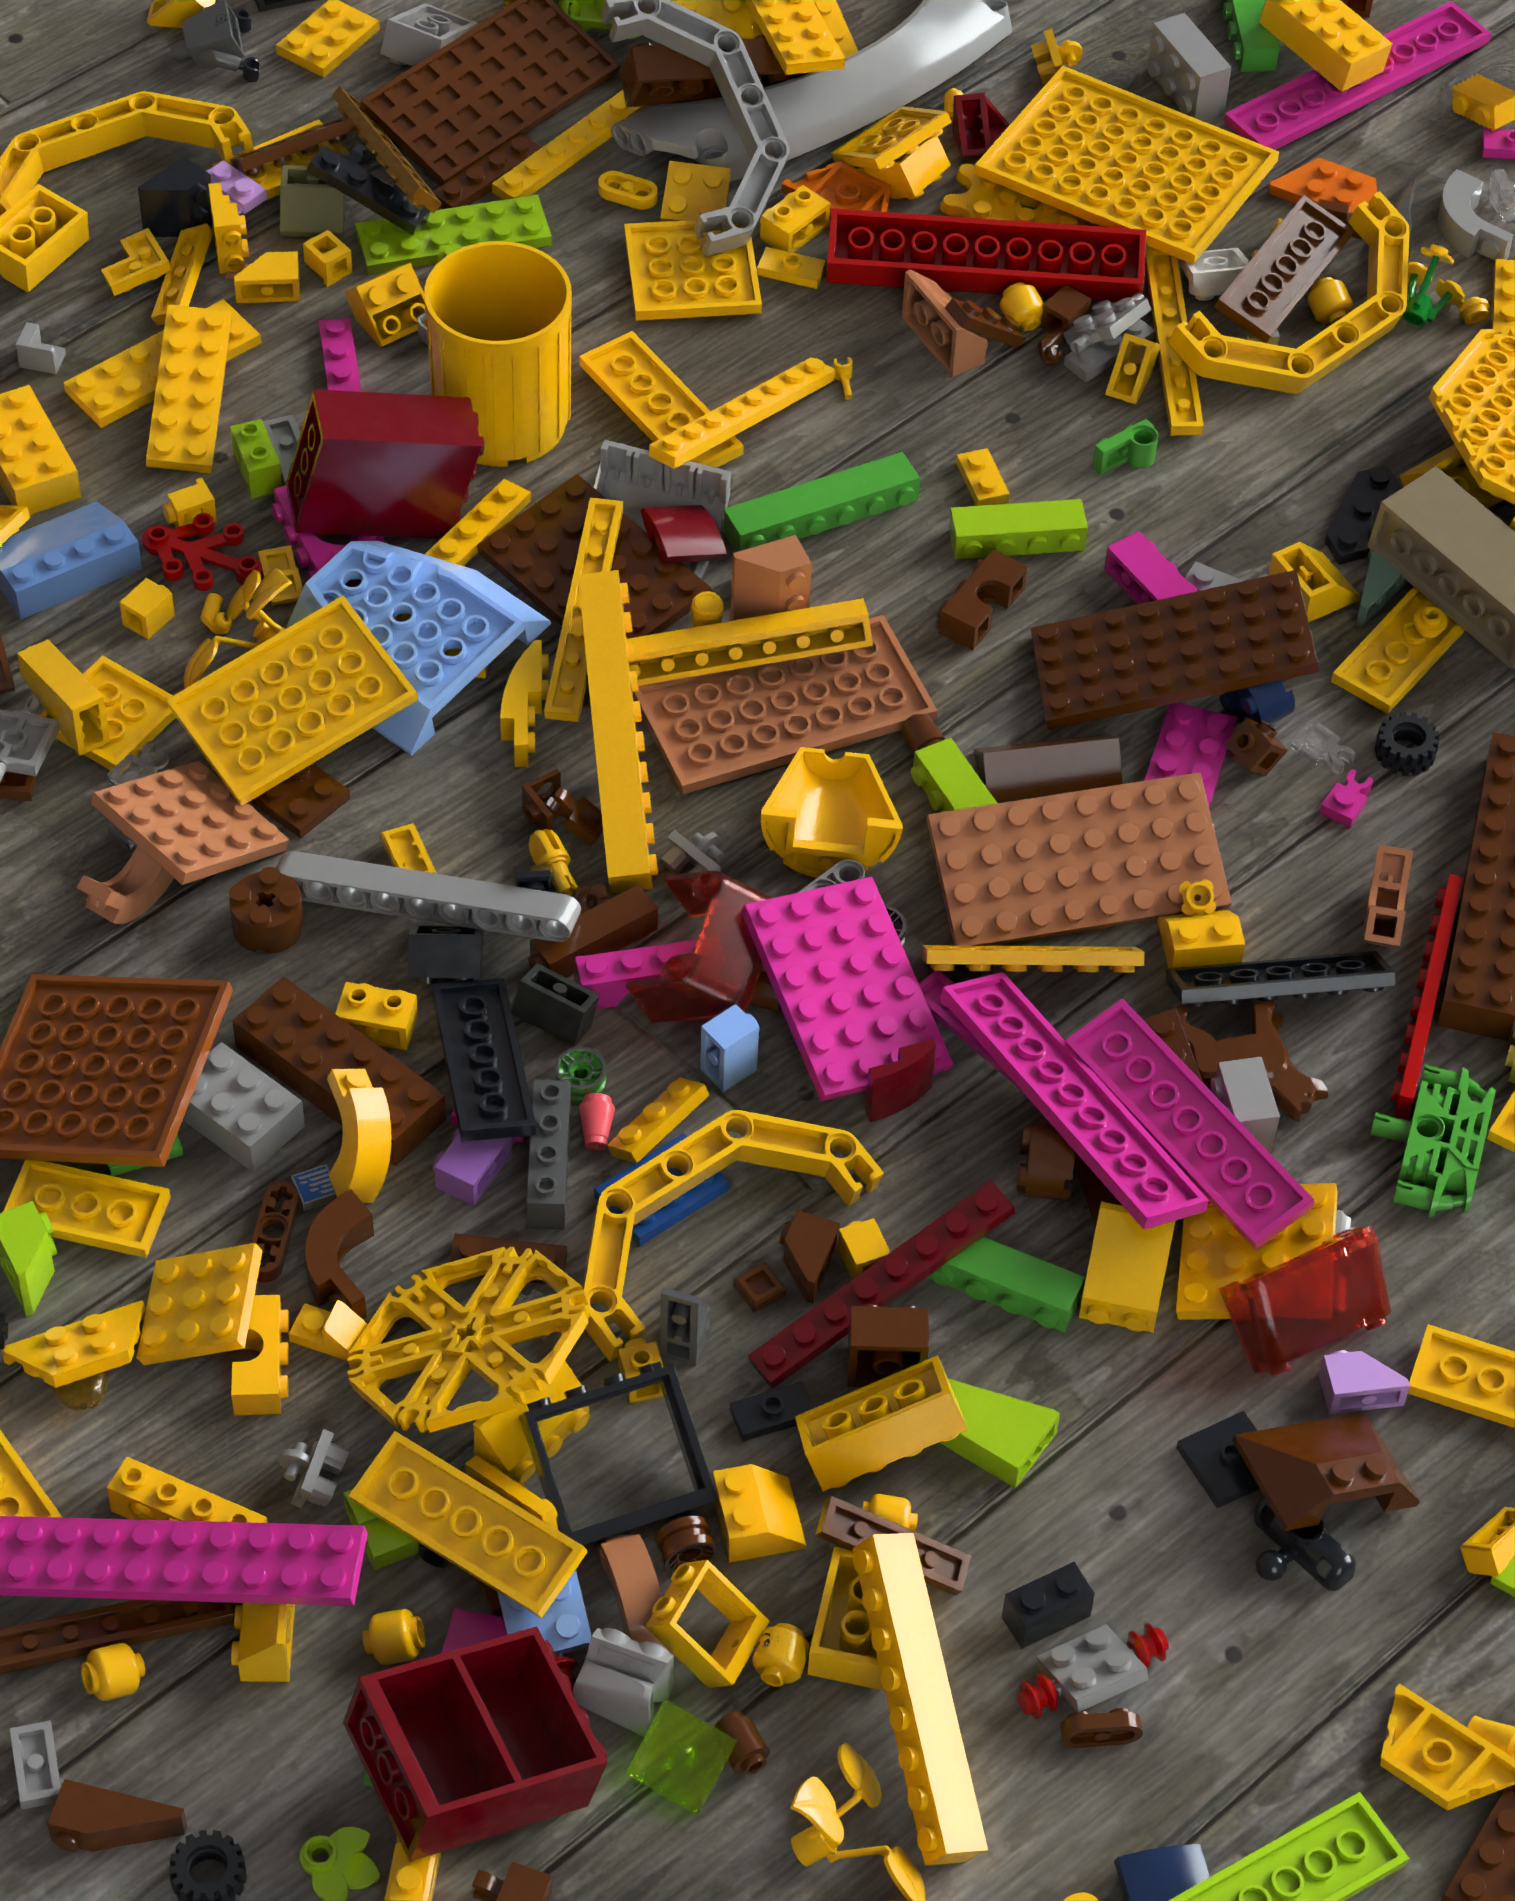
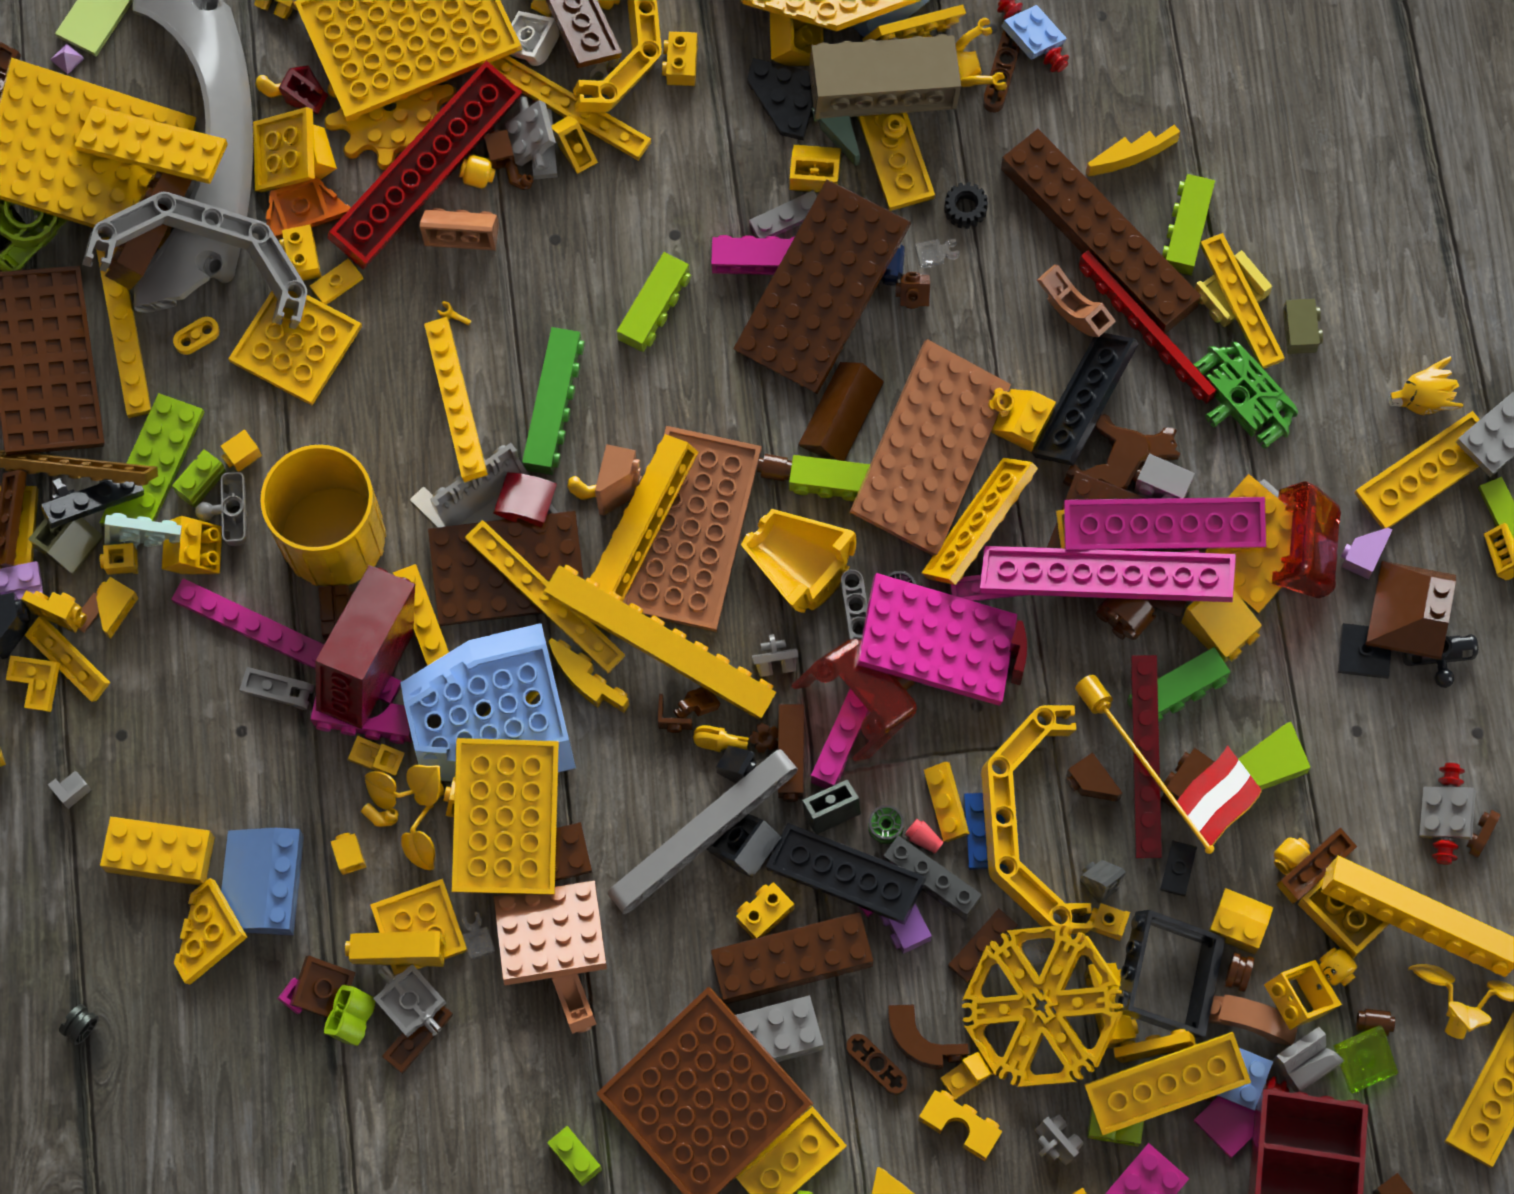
camera: 50 degrees left, 20 degrees up
(130, 377) = (134, 718): yellow plate -> none
(162, 540) = (319, 794): red plant -> none
(189, 389) = (177, 716): yellow plate -> none
(189, 502) = (280, 777): yellow brick -> none
(199, 1304) = (909, 1137): yellow plate -> none
(256, 458) = (269, 712): lime brick -> none
(266, 911) = (658, 932): reddish brown brick -> none
(314, 1187) = (861, 1021): tile -> none
(361, 232) = (141, 530): none -> light aqua plate
(366, 1135) = (861, 972): yellow arch -> none
(394, 1636) = (1194, 1162): yellow head -> none
(406, 849) = (656, 819): yellow plate -> none
(478, 178) = (112, 412): reddish brown plate -> none
(651, 393) = (392, 438): yellow plate -> none
(694, 190) = (235, 298): yellow plate -> none
(706, 609) = (597, 528): yellow piece -> none
(729, 1047) = (932, 730): light blue brick -> none
(759, 1287) = (1092, 820): reddish brown tile -> none
(861, 1246) = (1110, 749): yellow brick -> none
(875, 1354) = (1211, 799): none -> flag
(880, 1424) = (1241, 841): yellow slope -> none
(982, 477) = (594, 292): yellow plate -> none
(986, 322) = (483, 205): reddish brown plate -> none
(993, 580) = (699, 379): reddish brown arch -> none
(1048, 1605) = (1396, 809): black brick -> none
(1133, 445) = (635, 193): bright green plate -> none
(1192, 743) = (891, 333): dark pink plate -> none
(1322, 404) = (681, 58): none -> yellow brick
(1346, 801) = (980, 268): dark pink plate -> none

